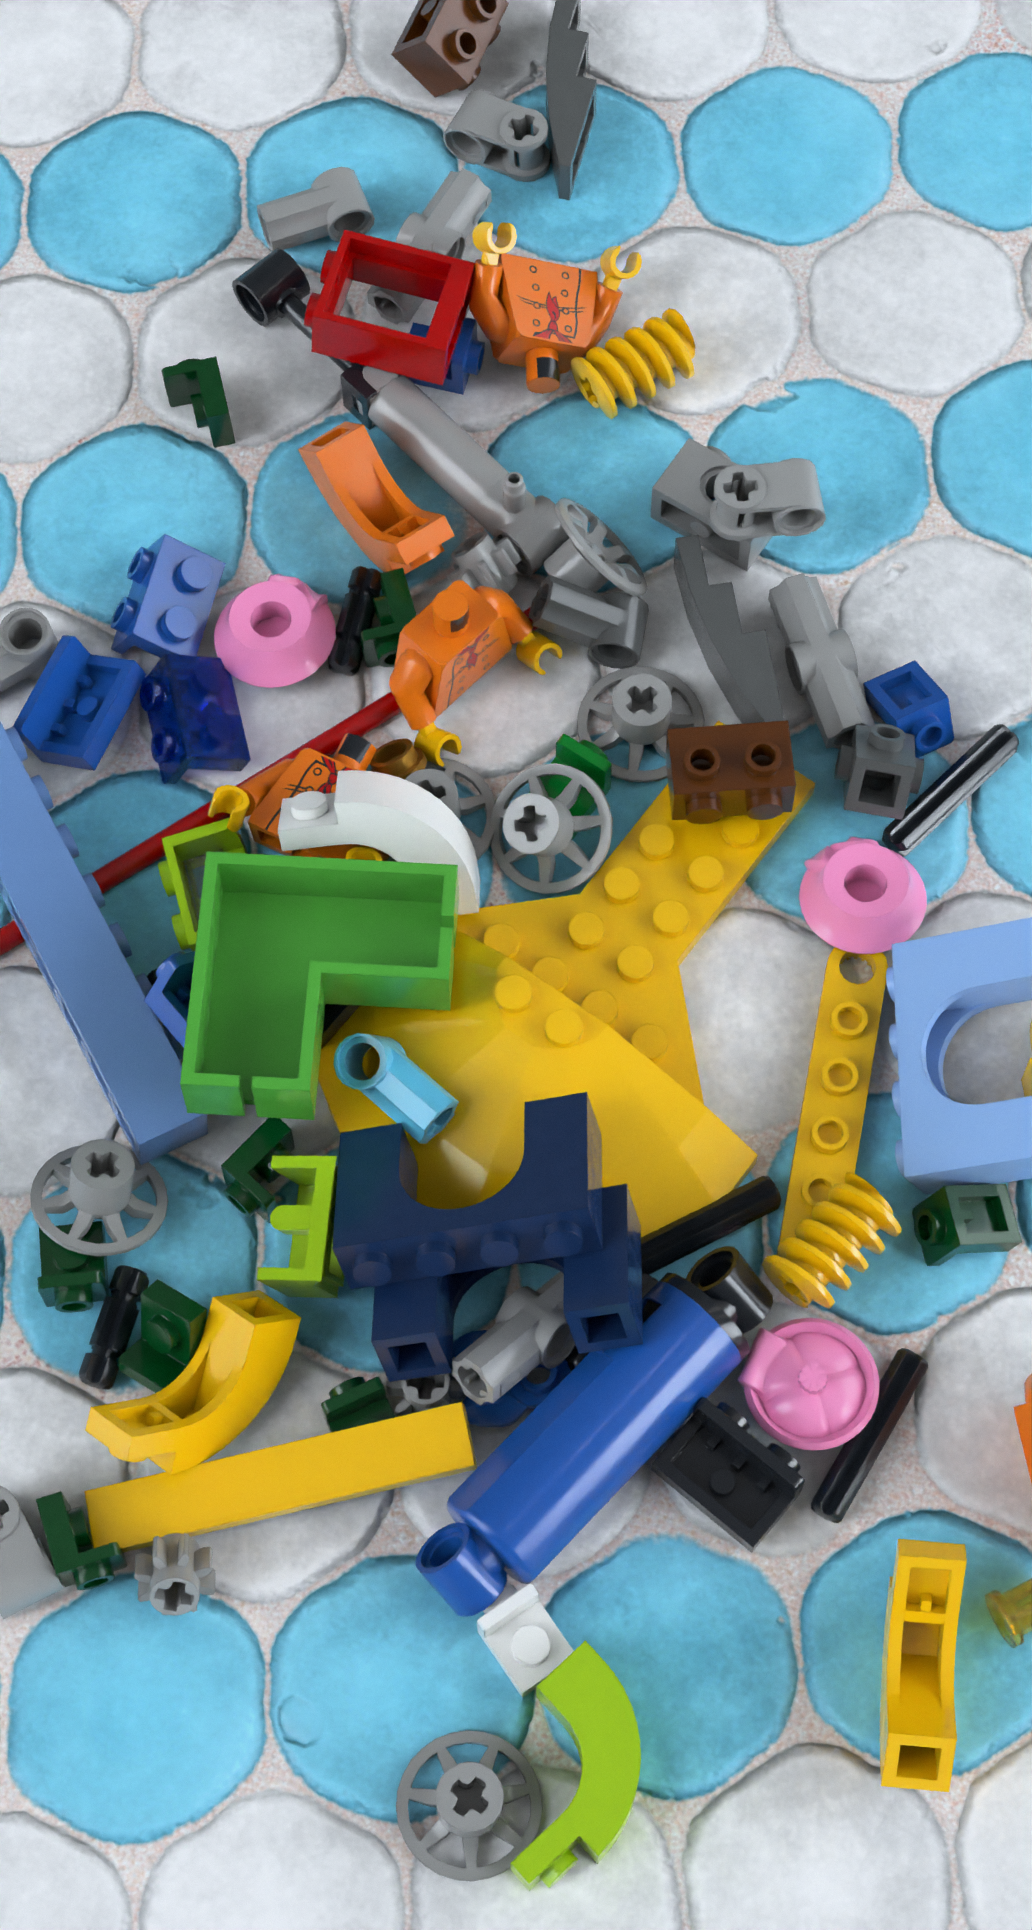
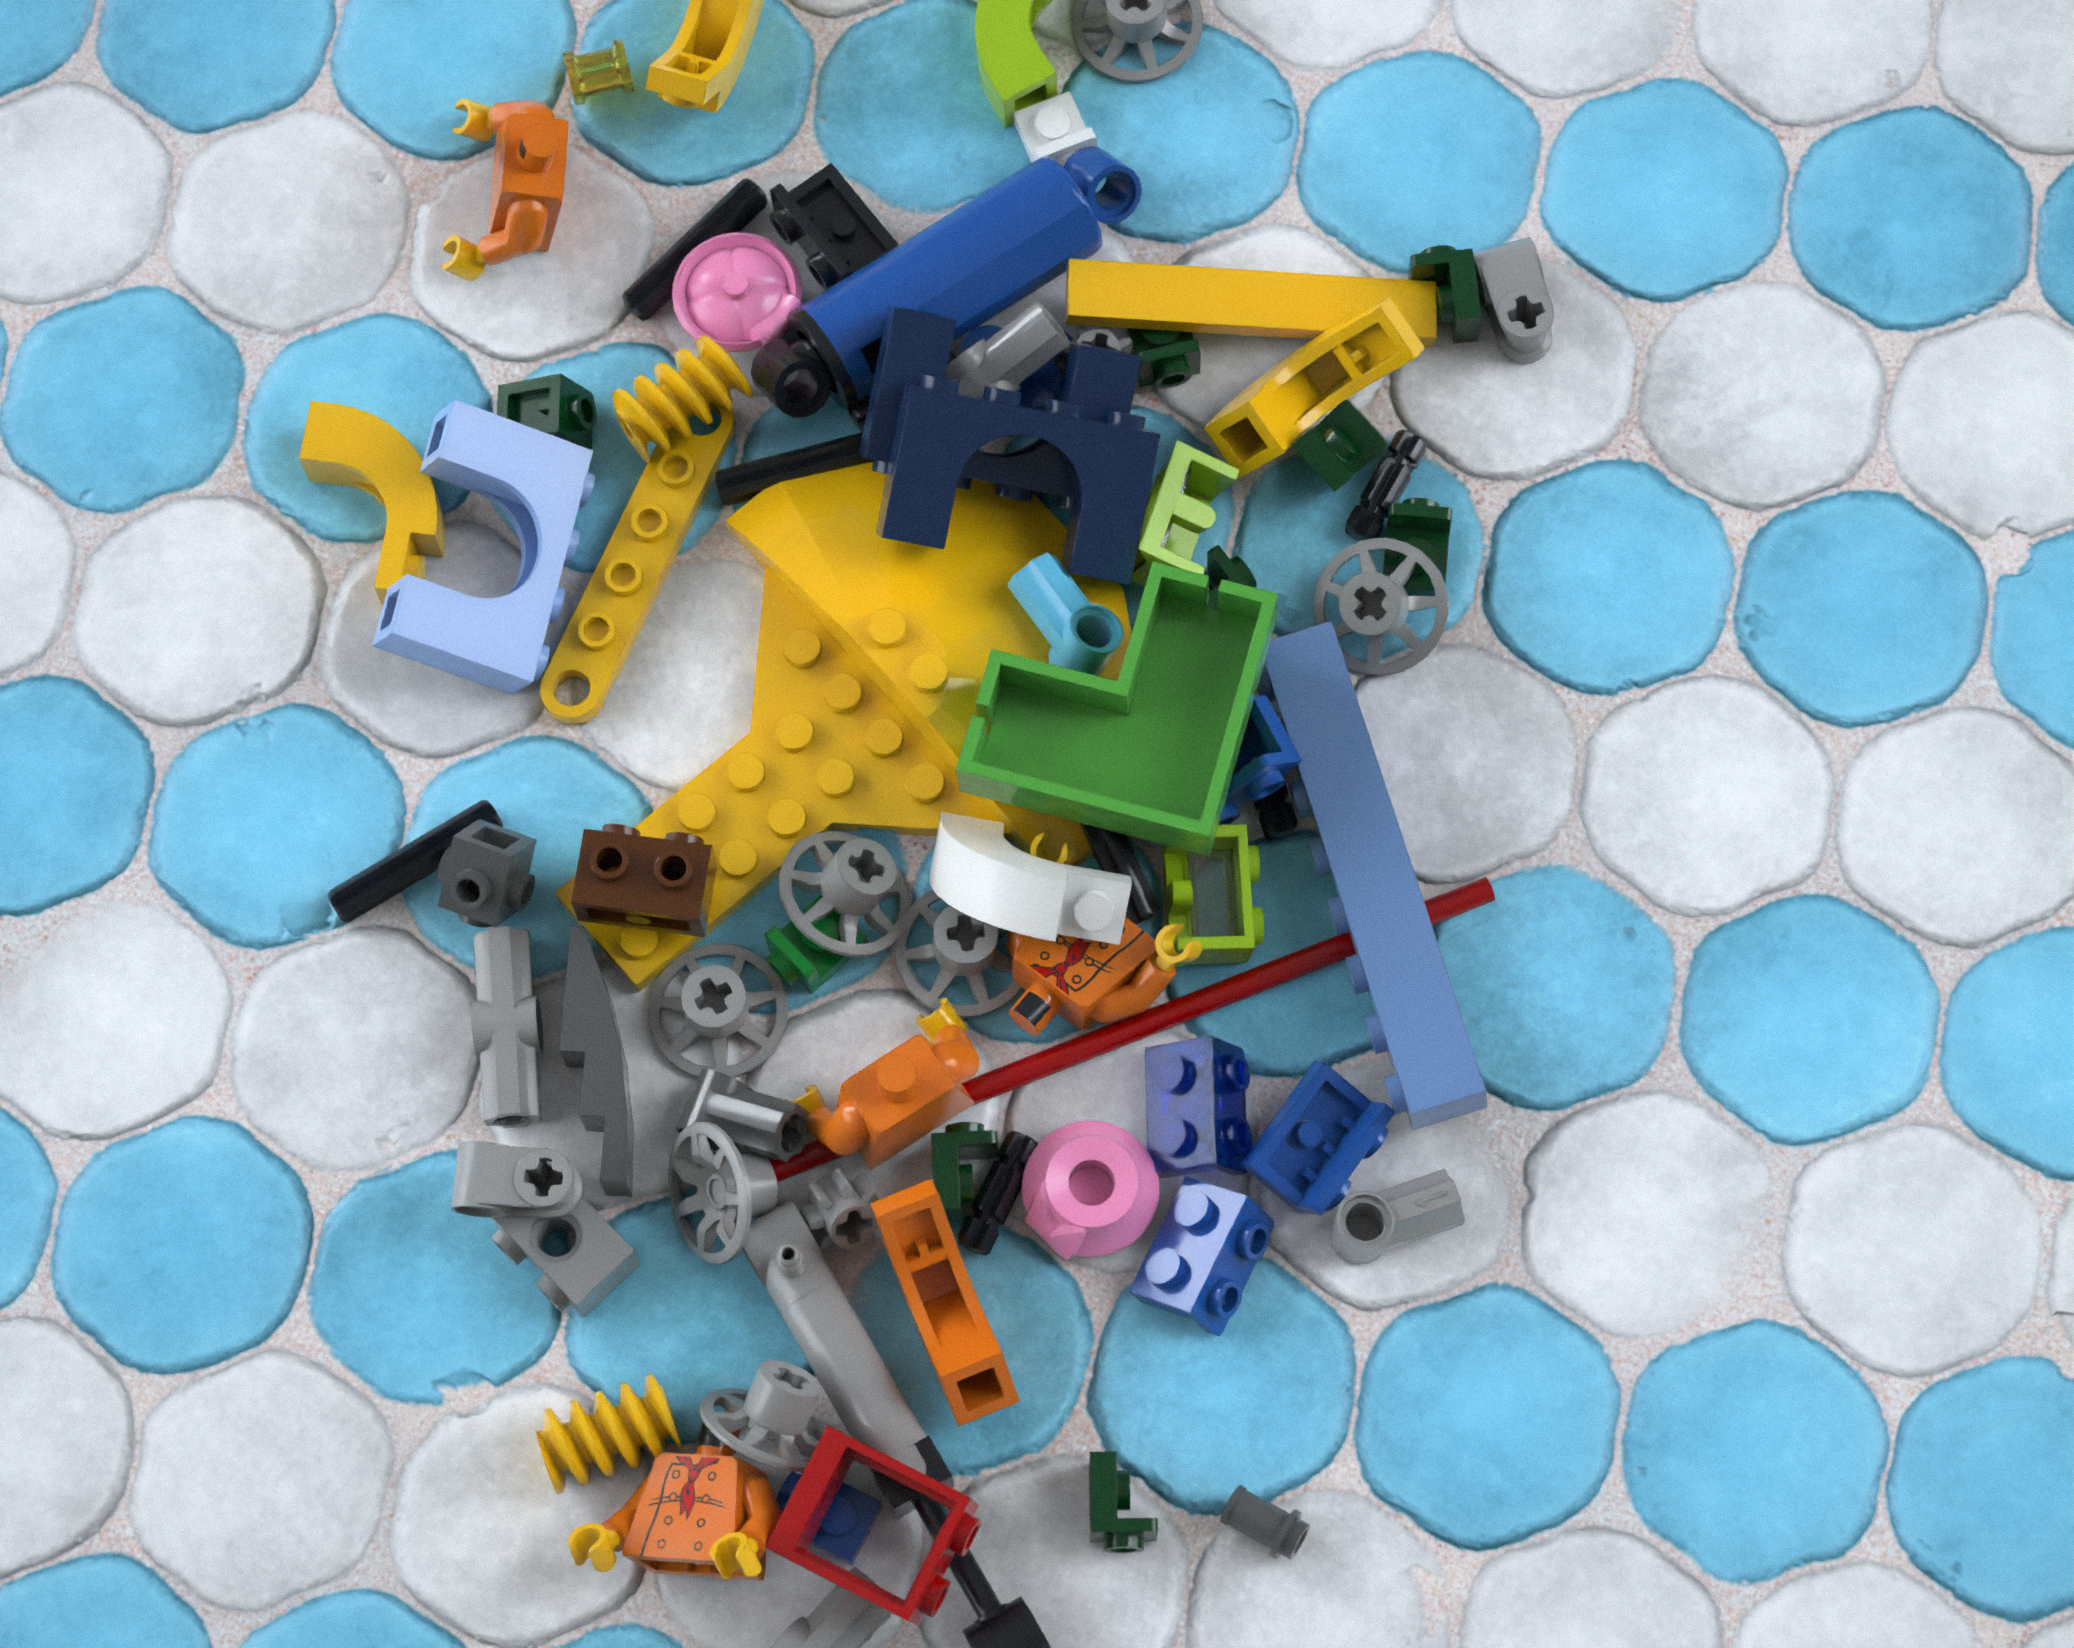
camera: 165 degrees left, 5 degrees up
(77, 414) = (1265, 1523): none -> dark grey pin
(175, 1574) = (1363, 242): light grey gear -> none
(398, 758) = (974, 989): pearl gold plate -> none
(498, 387) = (774, 1409): none -> light grey wheel
(862, 896) = (544, 758): bright pink piece -> none
(914, 704) = (429, 955): blue bracket -> none

